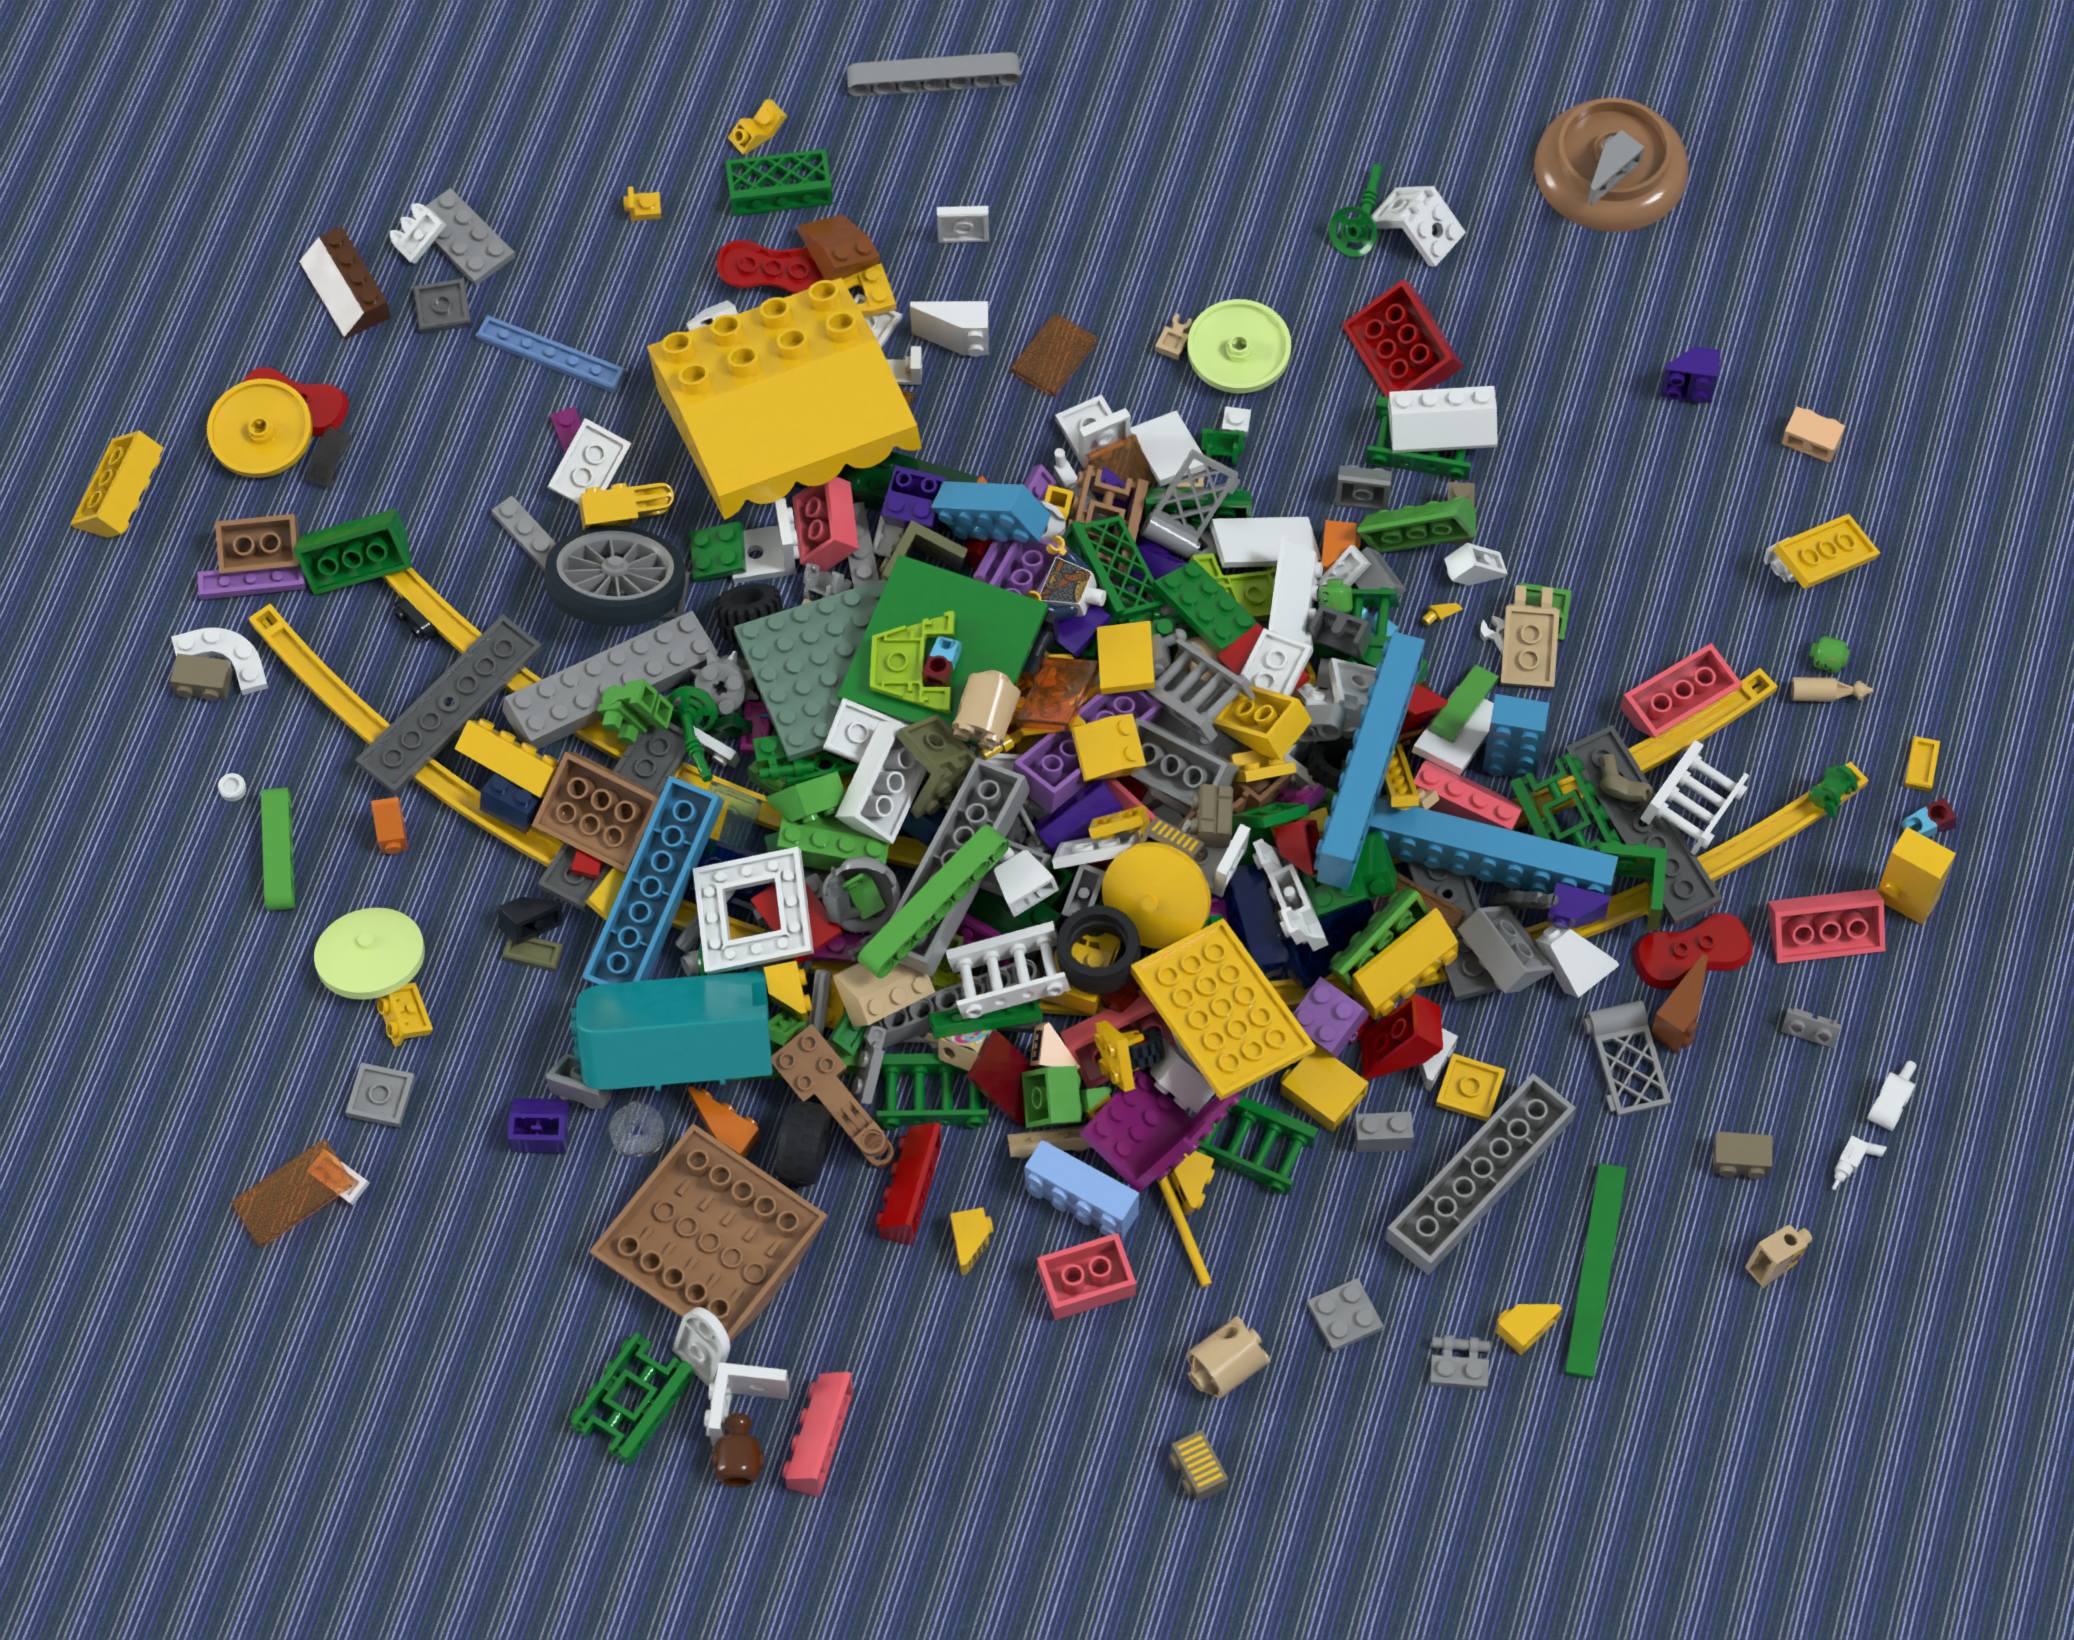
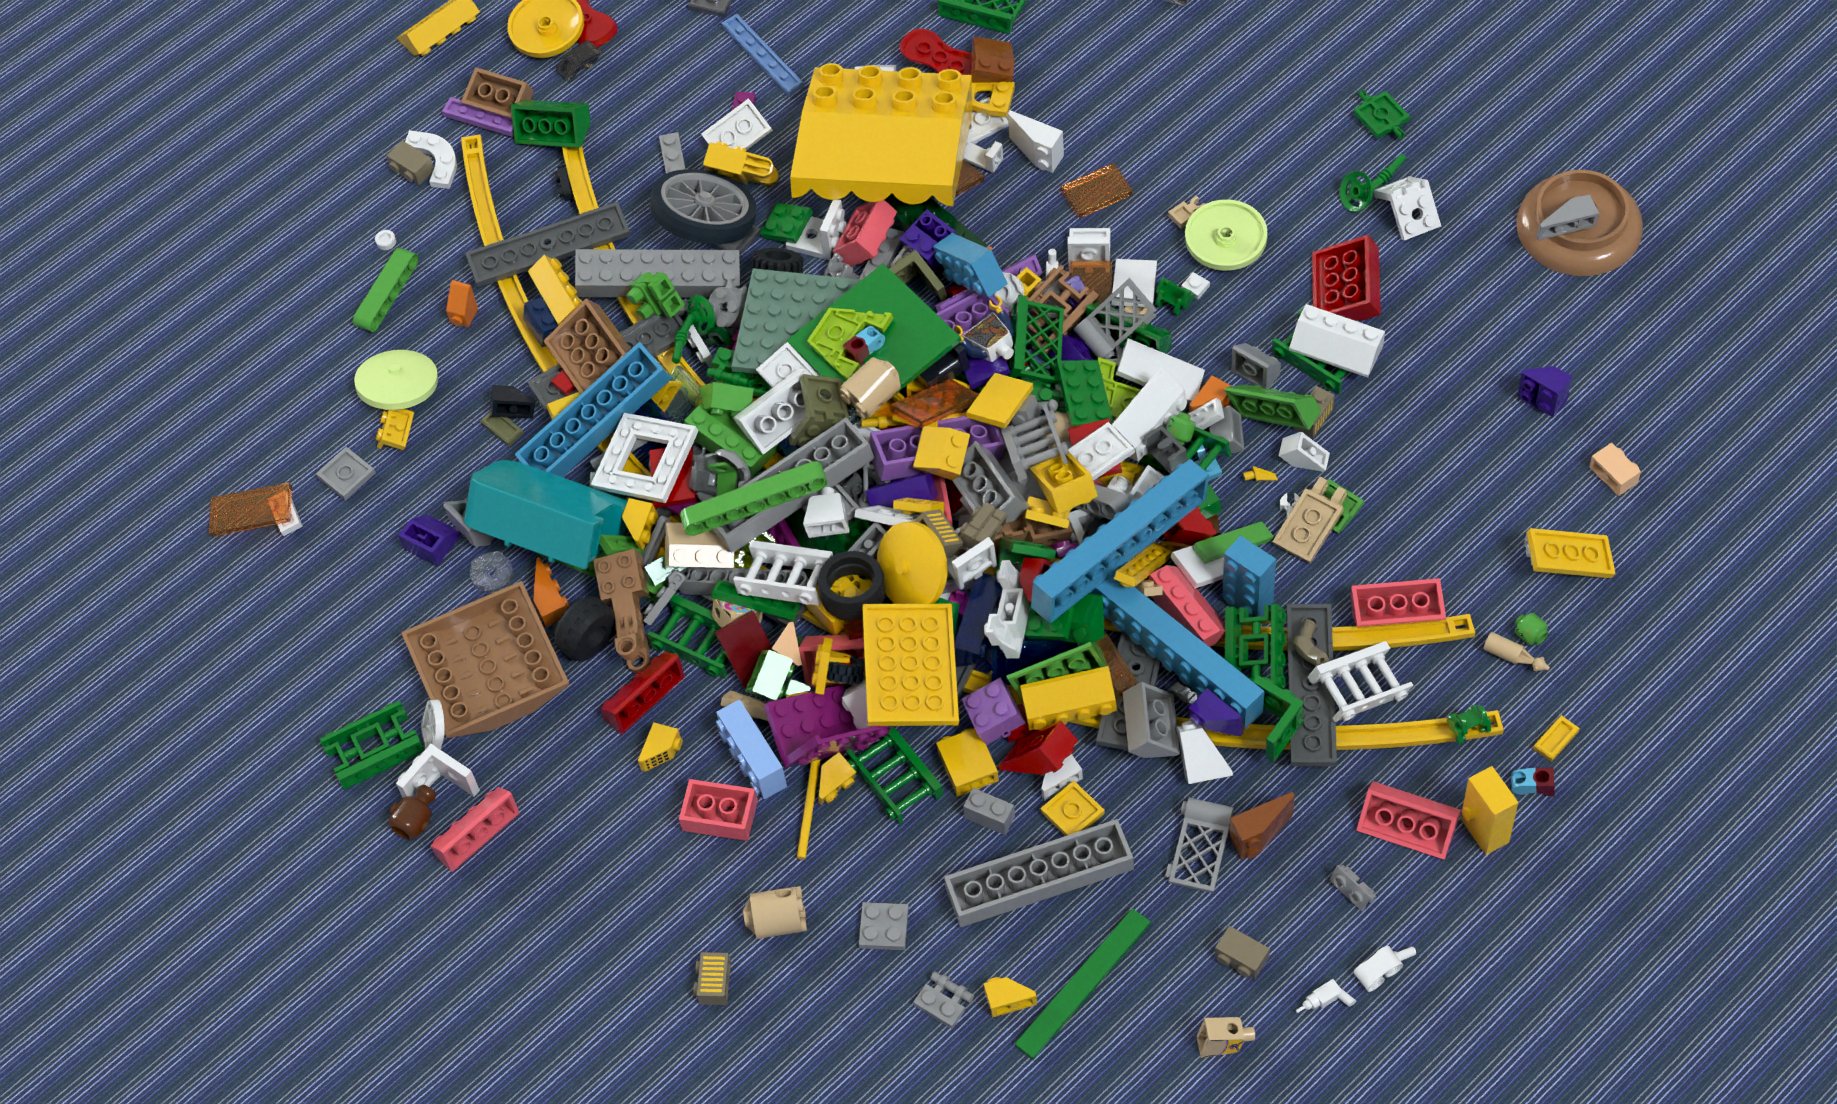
camera: 35 degrees right, 5 degrees down
(963, 224) = (1084, 78): white tile -> none
(1322, 126) = (1381, 114): none -> green plate
(1668, 956) = (1318, 795): red plate -> none

